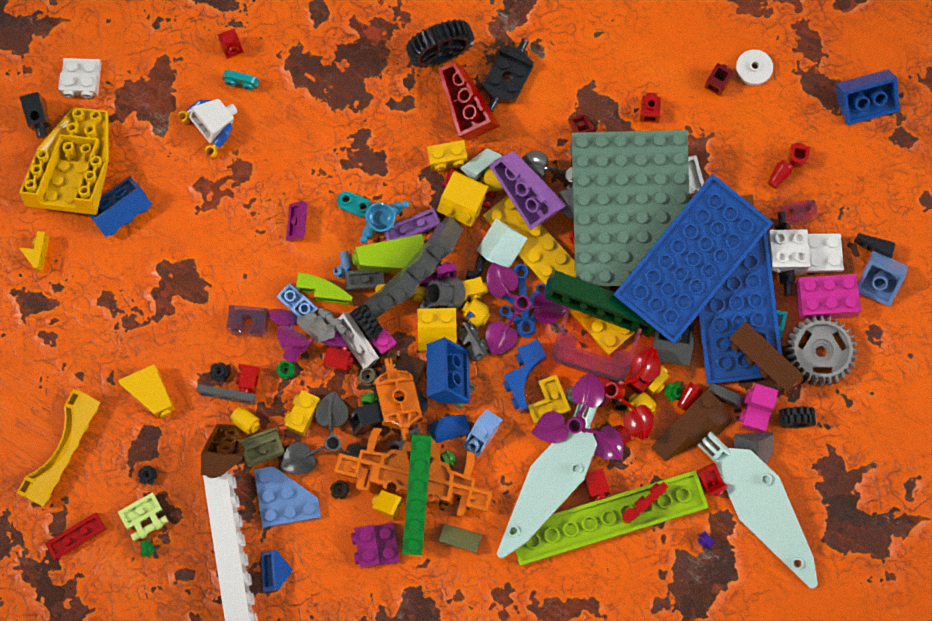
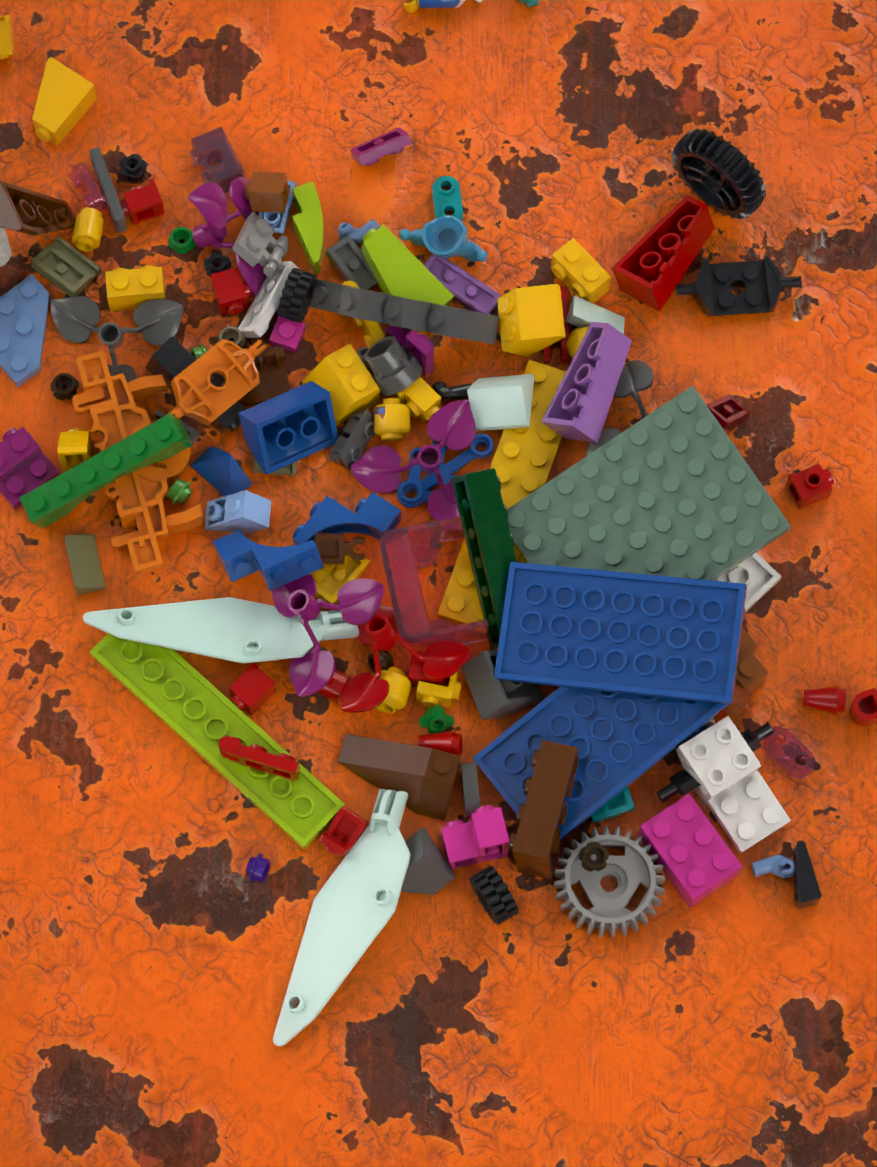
camera: 55 degrees right, 5 degrees down
(210, 405) = (82, 179): none -> clear pink plate
(290, 301) = (268, 192): none -> dark orange brick
(320, 358) = (216, 258): none -> black plate
(533, 428) = (275, 564): none -> blue arch
(539, 389) = (333, 547): none -> reddish brown plate
(812, 350) = (601, 857): none -> dark brown plate
(860, 256) = (776, 865): none -> medium blue arm
(881, 278) = (762, 908): medium blue slope -> none

